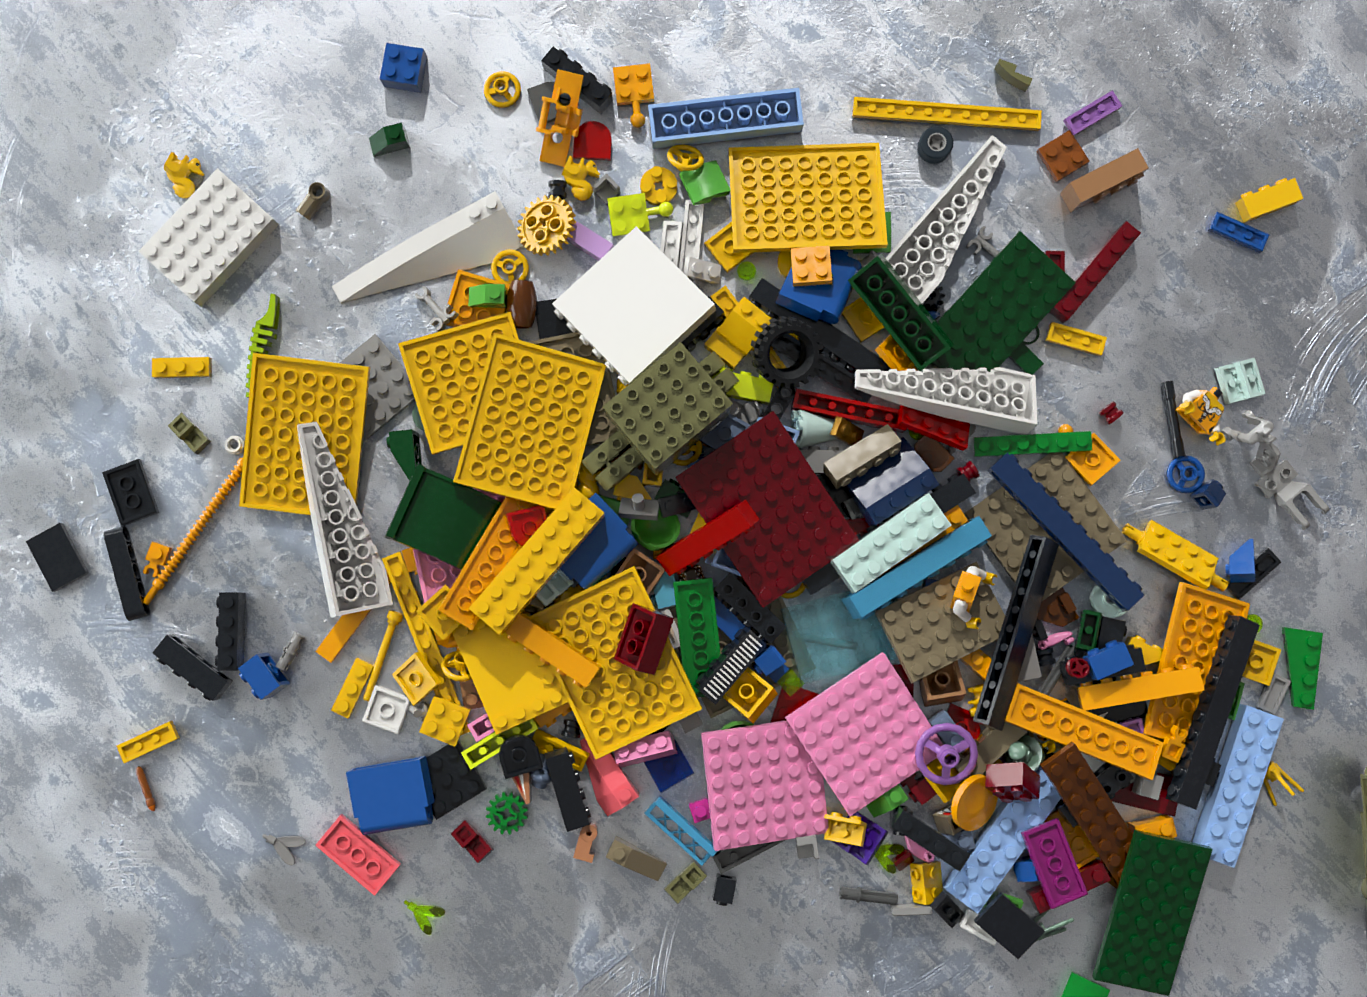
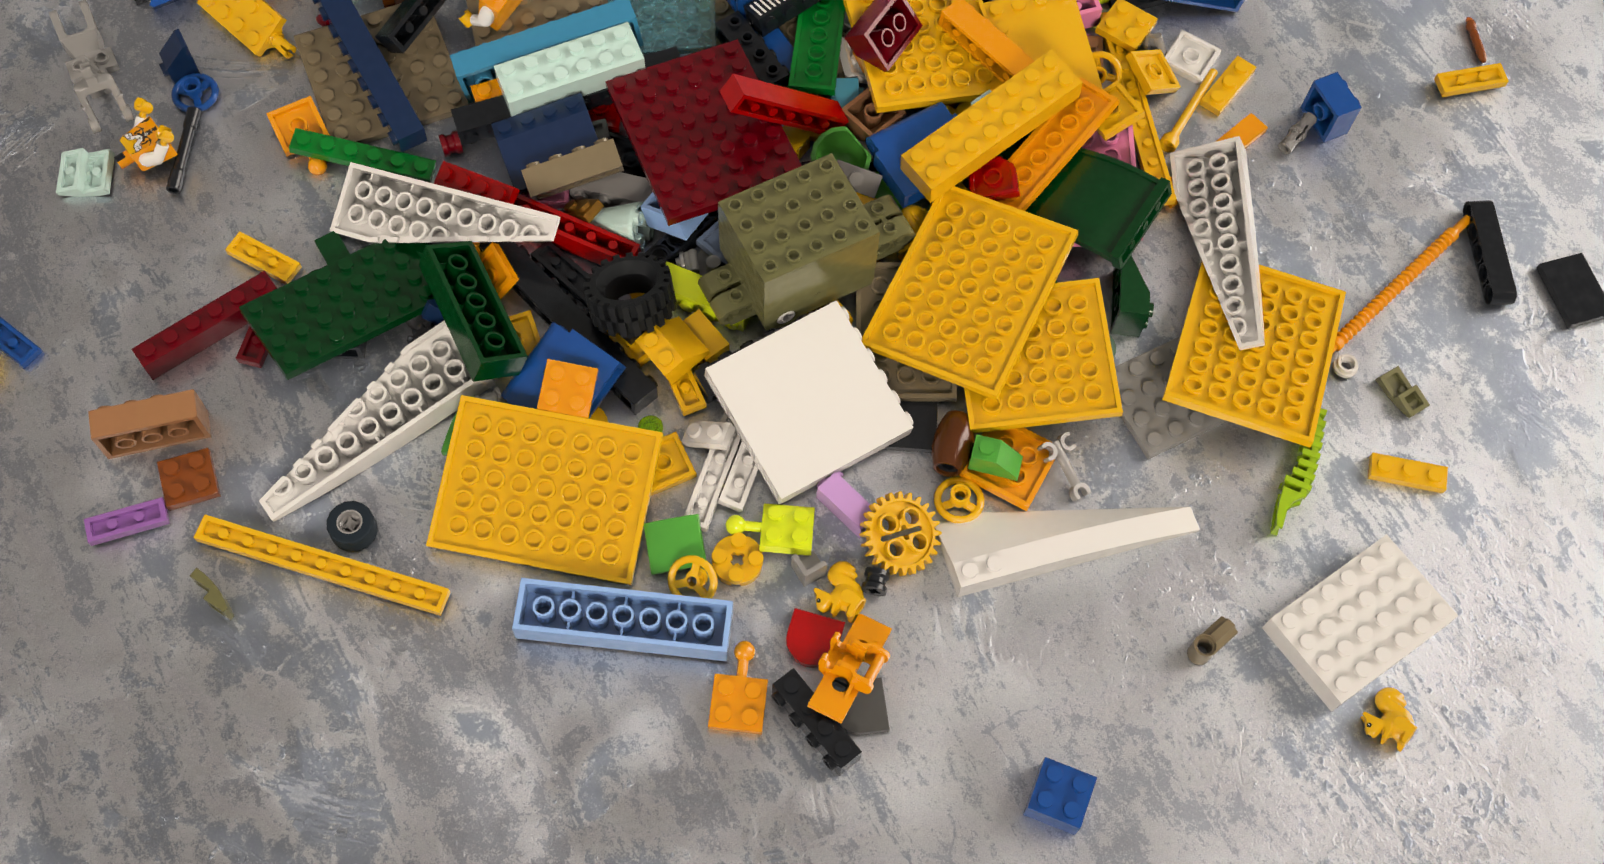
camera: 170 degrees left, 20 degrees down
(130, 492) = (1481, 342): black tile -> none
(157, 555) = (1451, 264): light orange plate -> none
(192, 667) = (1414, 140): black brick -> none
(230, 631) = (1366, 165): black brick -> none
(389, 140) = (1094, 700): dark green slope -> none
(499, 83) = (944, 740): yellow piece -> none
(933, 453) = (486, 165): reddish brown plate -> none
(981, 242) = (335, 399): light grey bar -> none
(1111, 413) = (255, 169): dark red wheel -> none

